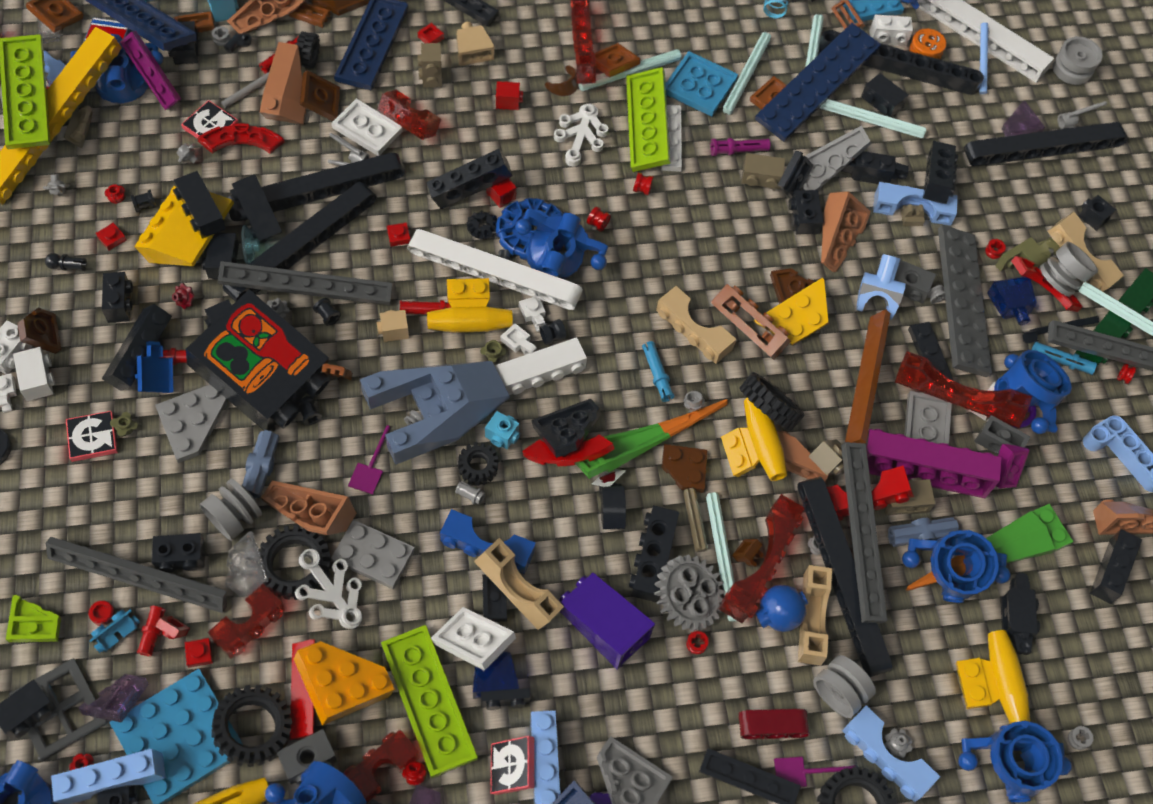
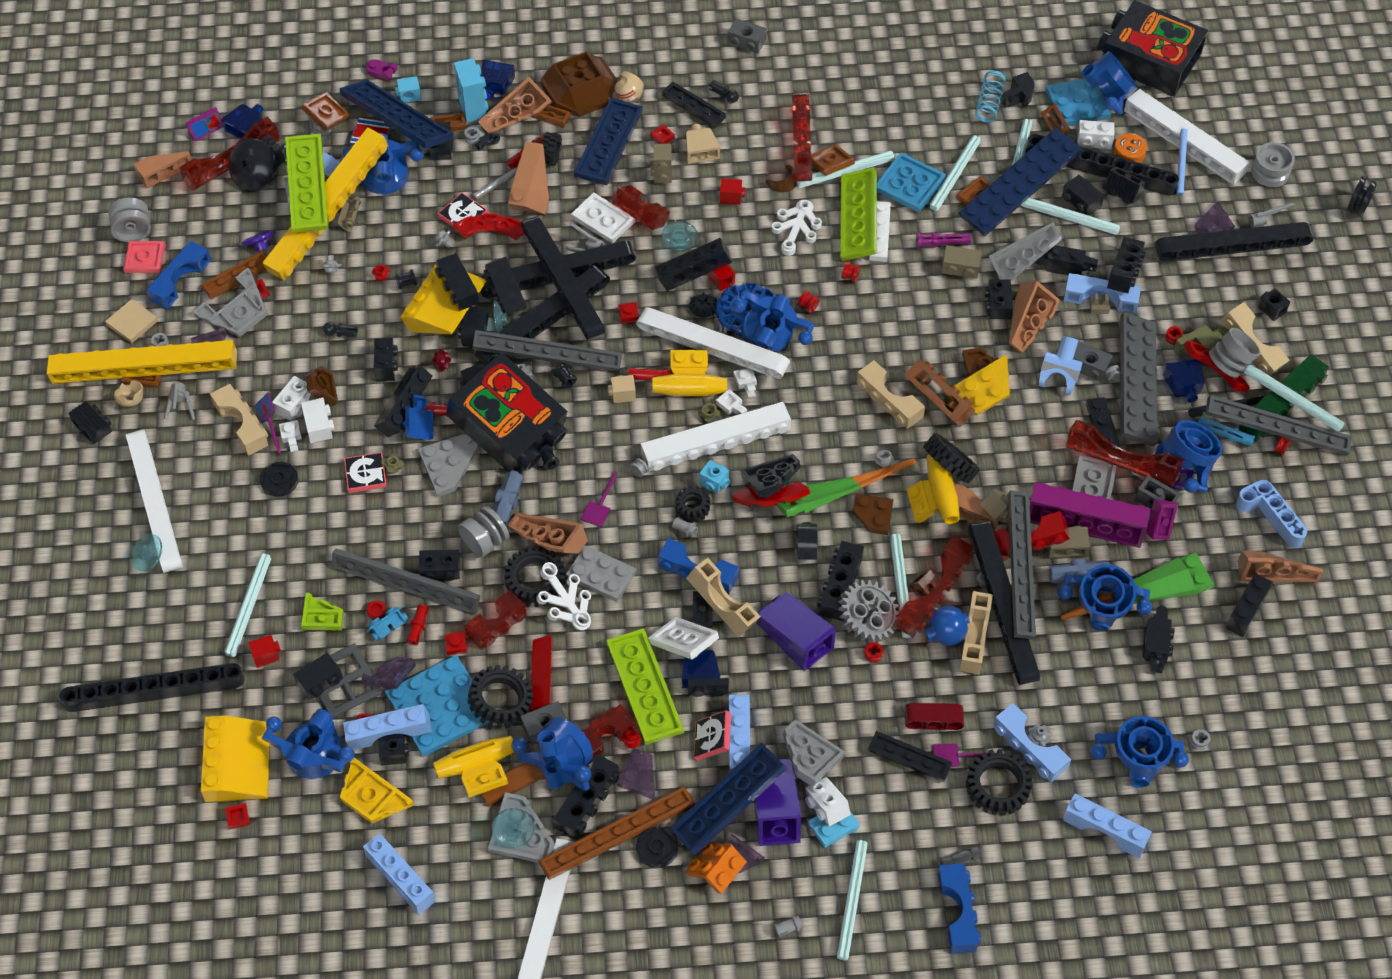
camera: 10 degrees right, 5 degrees down
(111, 236) = (378, 309): red plate -> none
(150, 70) = (412, 165): magenta tile -> none
(172, 627) = (435, 623): red plate -> none
(245, 567) = (495, 577): clear slope -> none
(320, 95) = (561, 189): reddish brown plate -> none
(322, 197) = (562, 277): none -> black beam
(338, 371) = (574, 423): dark orange tile -> none
(340, 681) = (573, 665): light orange brick -> none
(448, 397) = (668, 448): sand blue wedge -> none
(452, 146) = (679, 235): none -> clear light blue dish
(552, 332) = (762, 397): black wheel -> none
(608, 478) = (805, 518): white sticker -> none
(660, 379) = (856, 439): dark azure pin -> none
(695, 520) = (879, 557): dark tan axle -> none
(795, 173) = (991, 264): black plate -> none
(844, 686) = (995, 687): light grey wheel -> none
(868, 378) = (1041, 440): dark orange tile -> none
(926, 84) = (1123, 185): none -> black brick
(995, 680) = (1134, 690): yellow plate -> none

